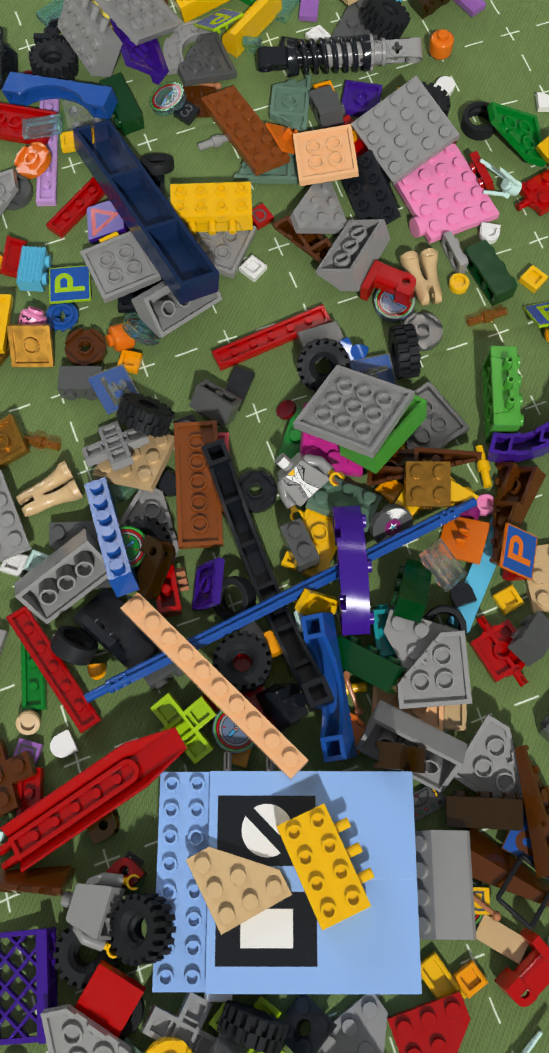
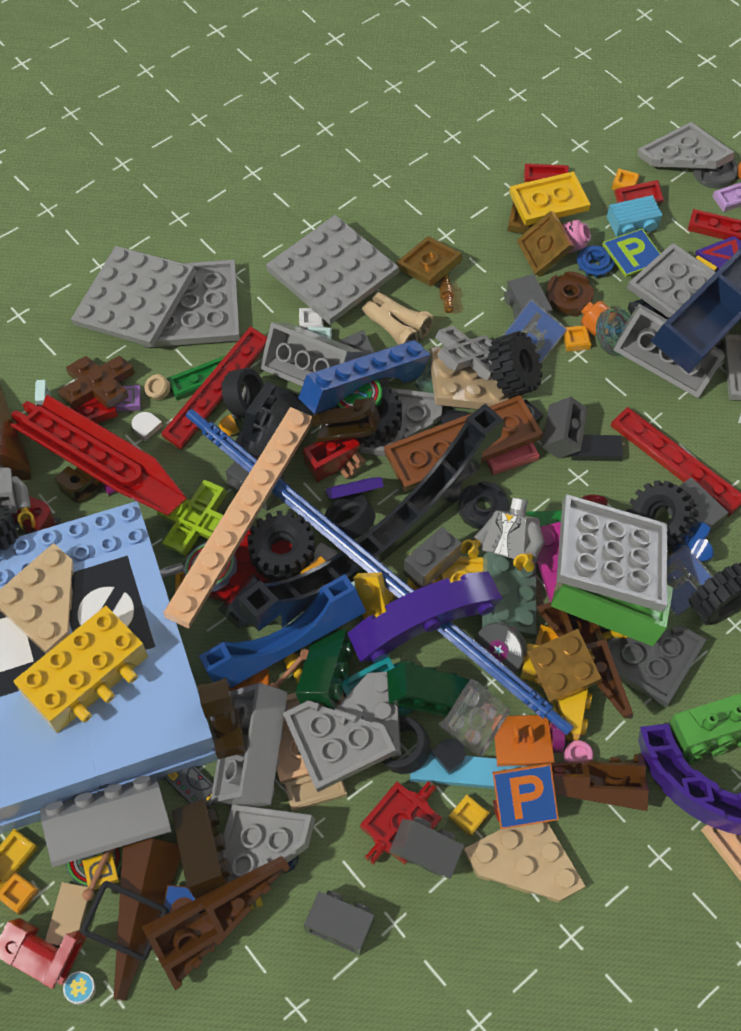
camera: 70 degrees right, 10 degrees down
(483, 467) = (625, 738): yellow bar -> none

